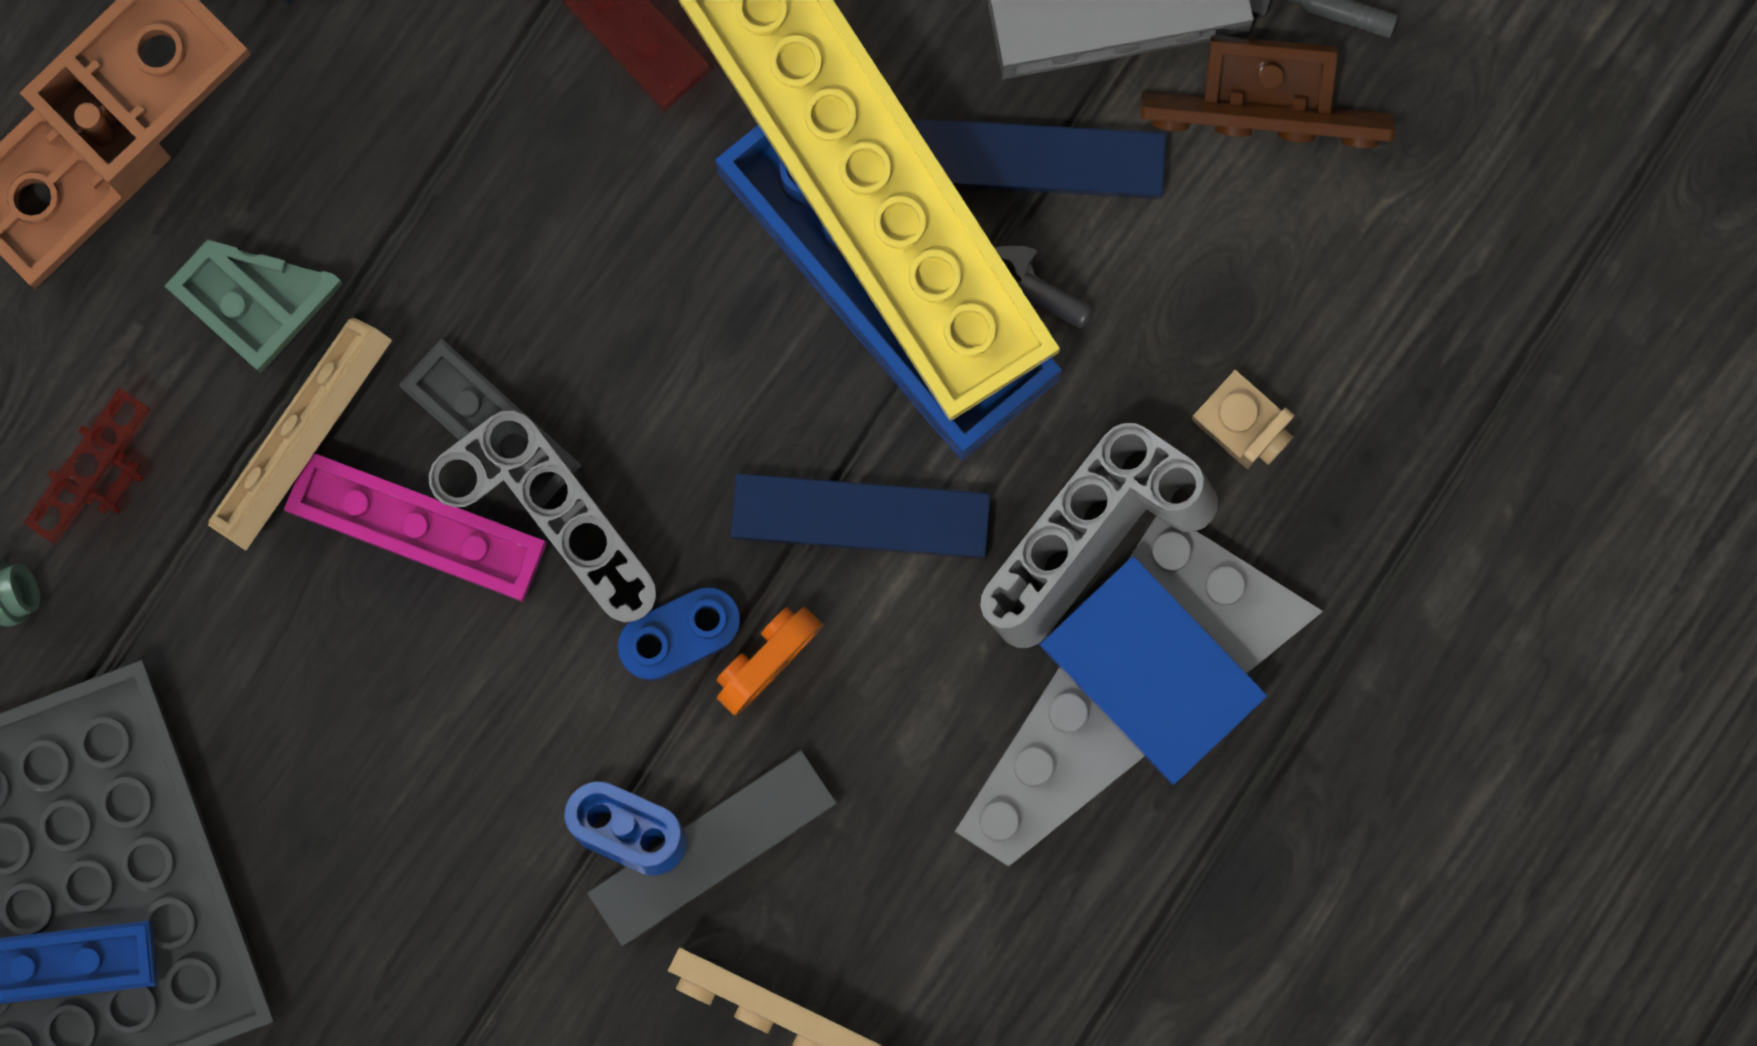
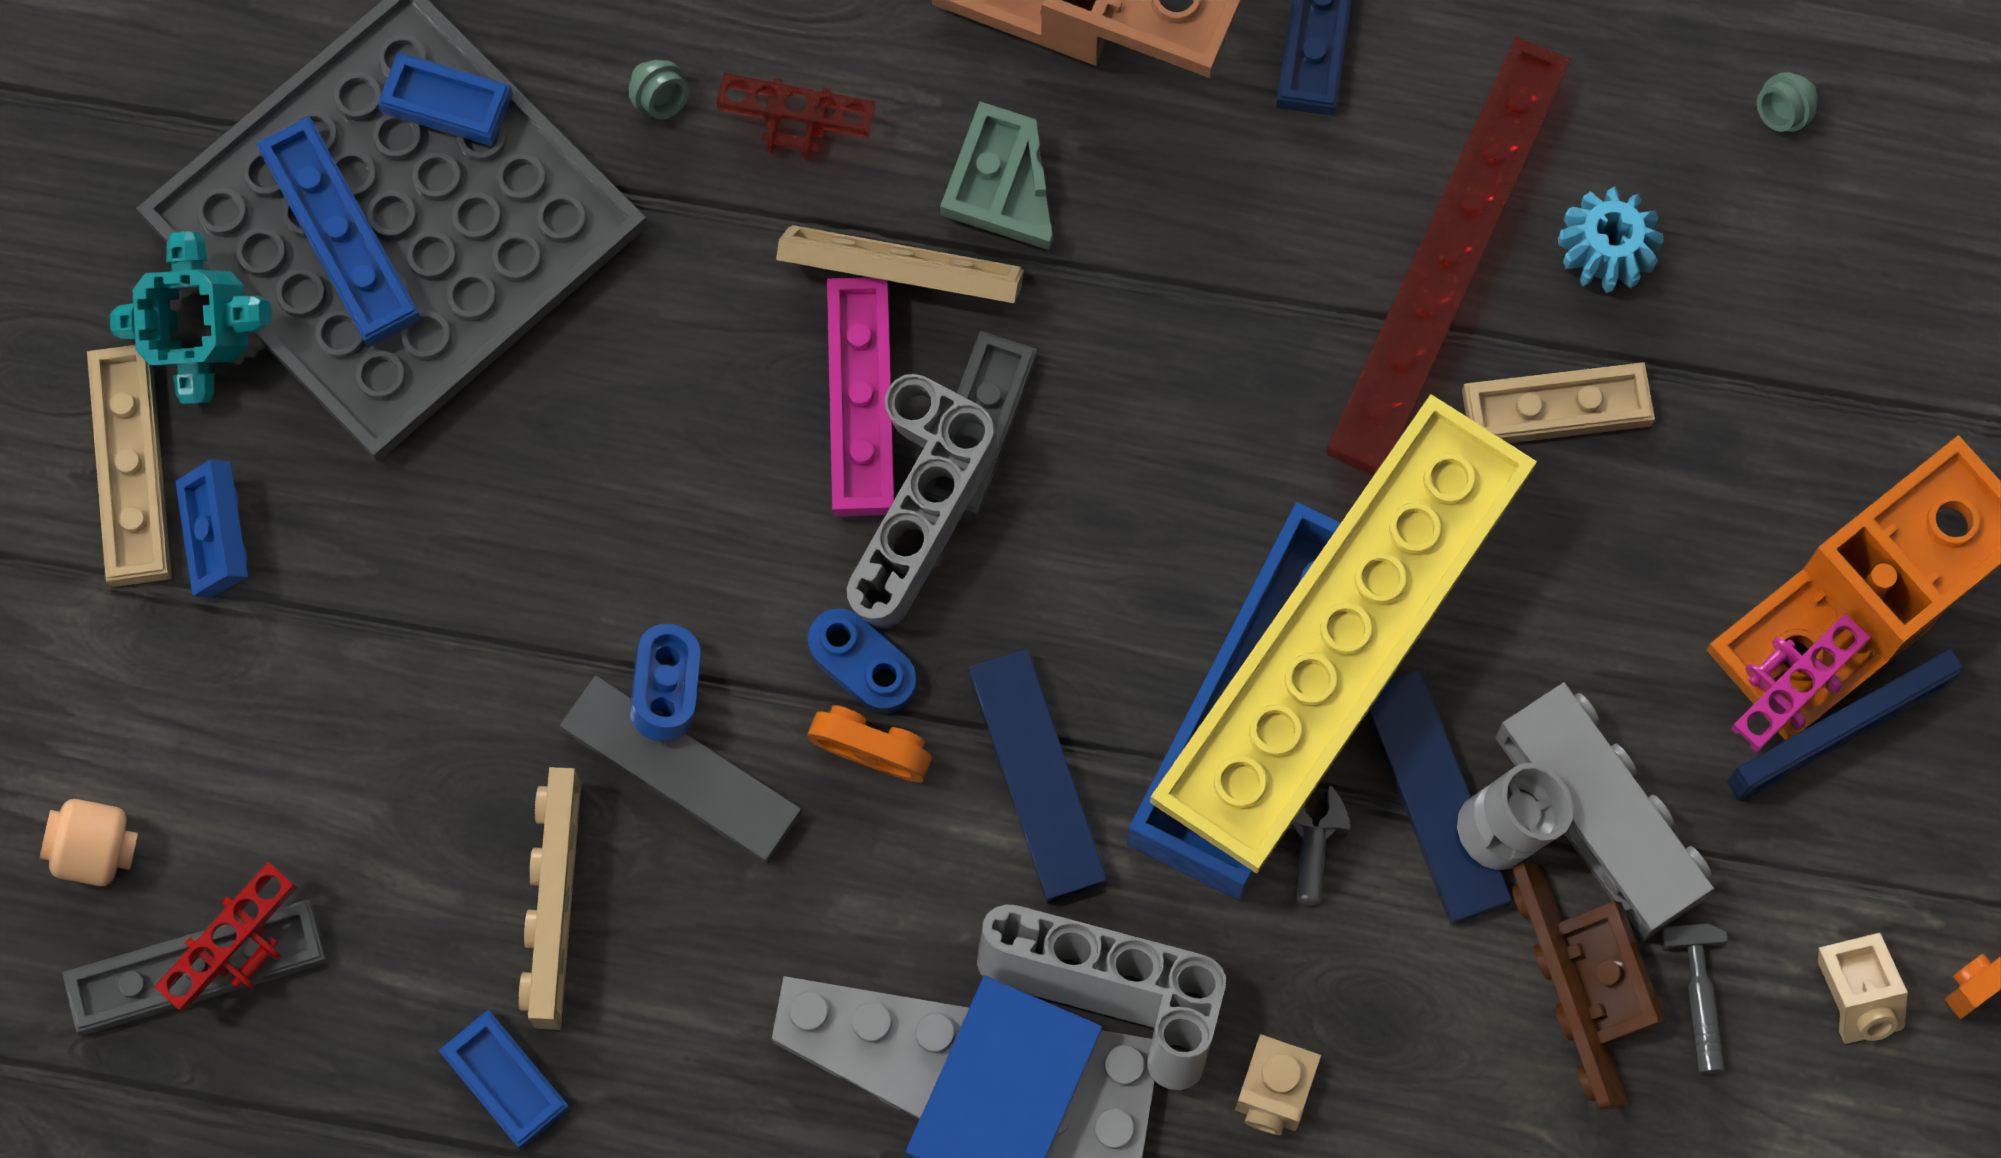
camera: 65 degrees right, 10 degrees down
(1096, 94) = (1515, 816): none -> light grey wheel

